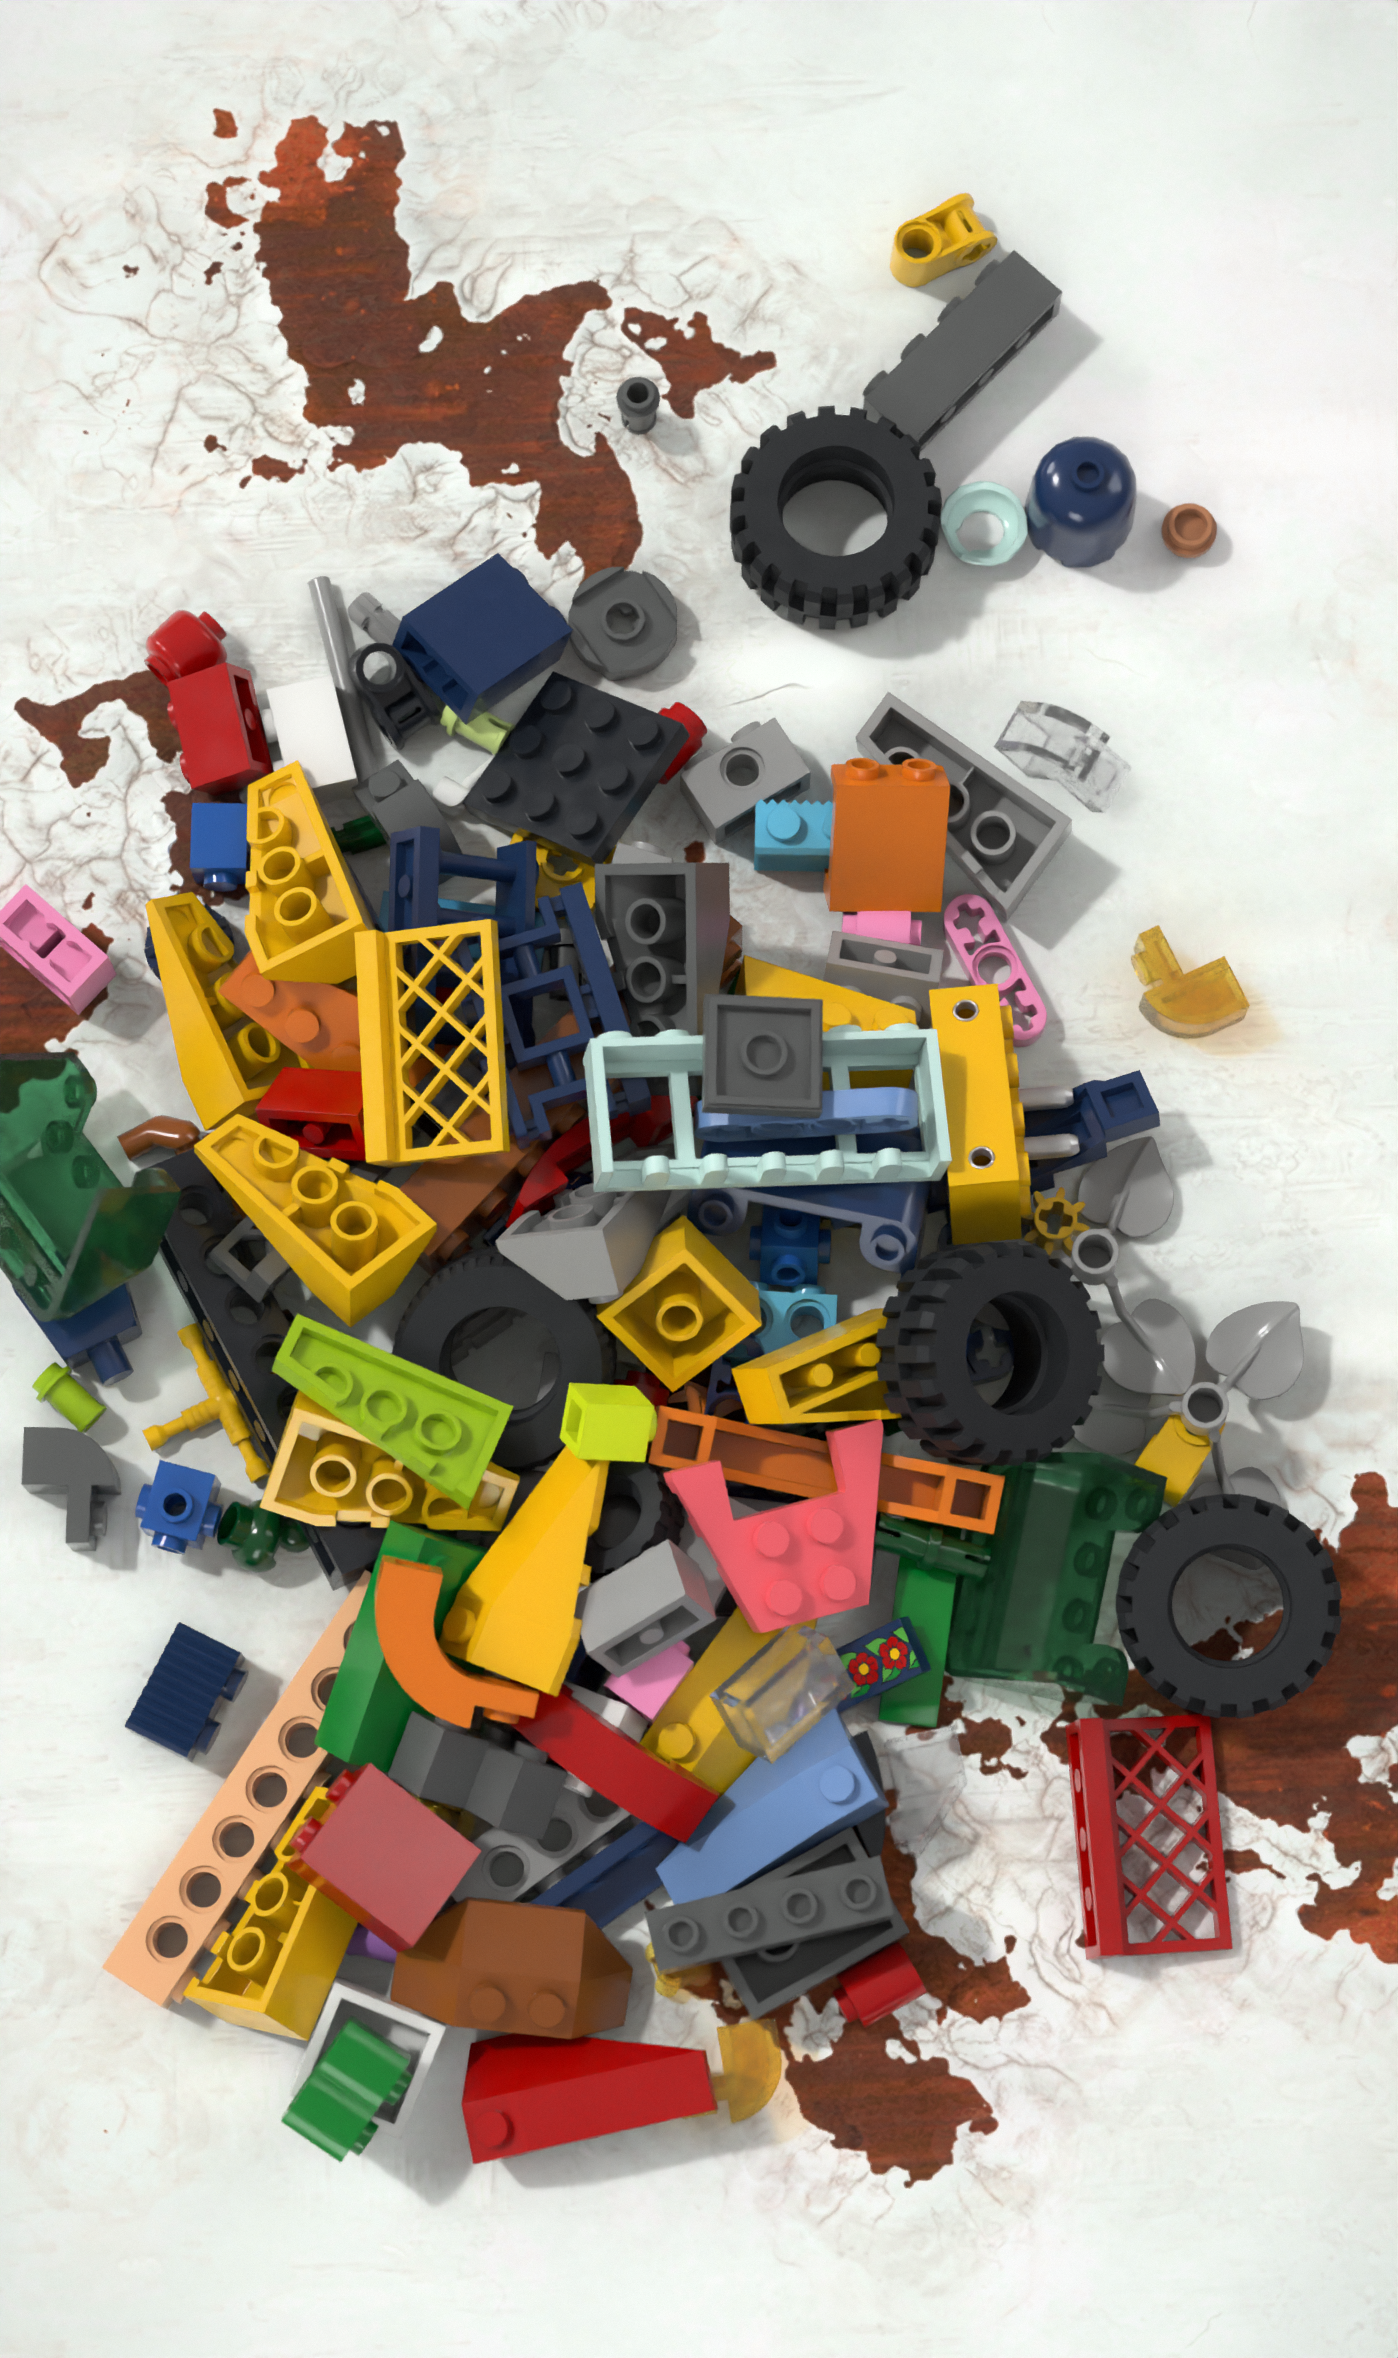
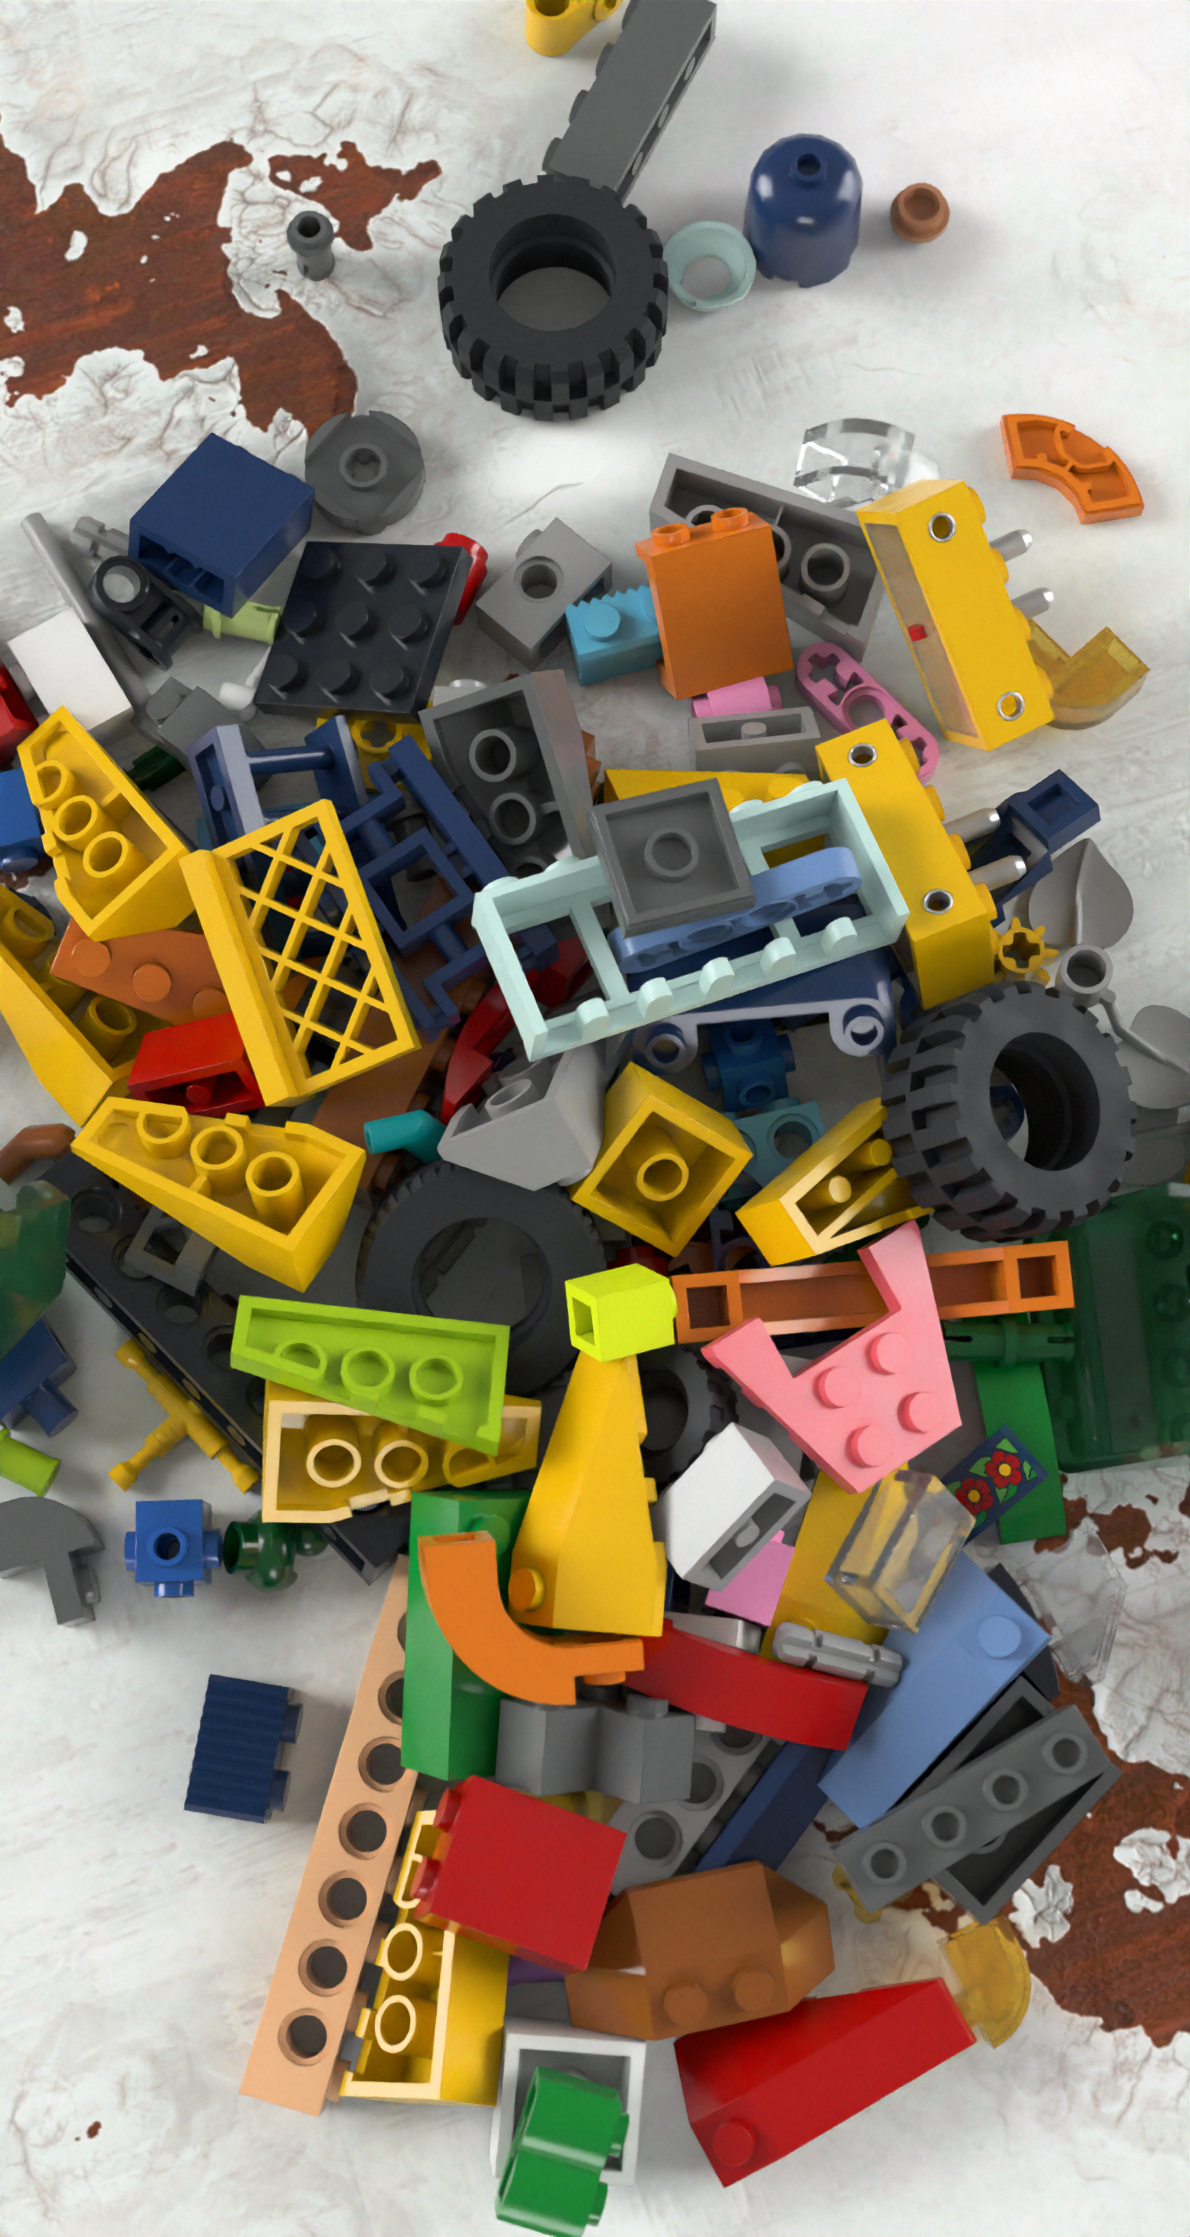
camera: 15 degrees left, 0 degrees up
(483, 1219) = (413, 1131): none -> teal arm
(702, 1761) = (837, 1654): none -> light grey axle
(878, 1986) = (1102, 1842): red brick -> none
(1089, 908) = (958, 612): none -> yellow piece
(1251, 798) = (1073, 464): none -> orange tile

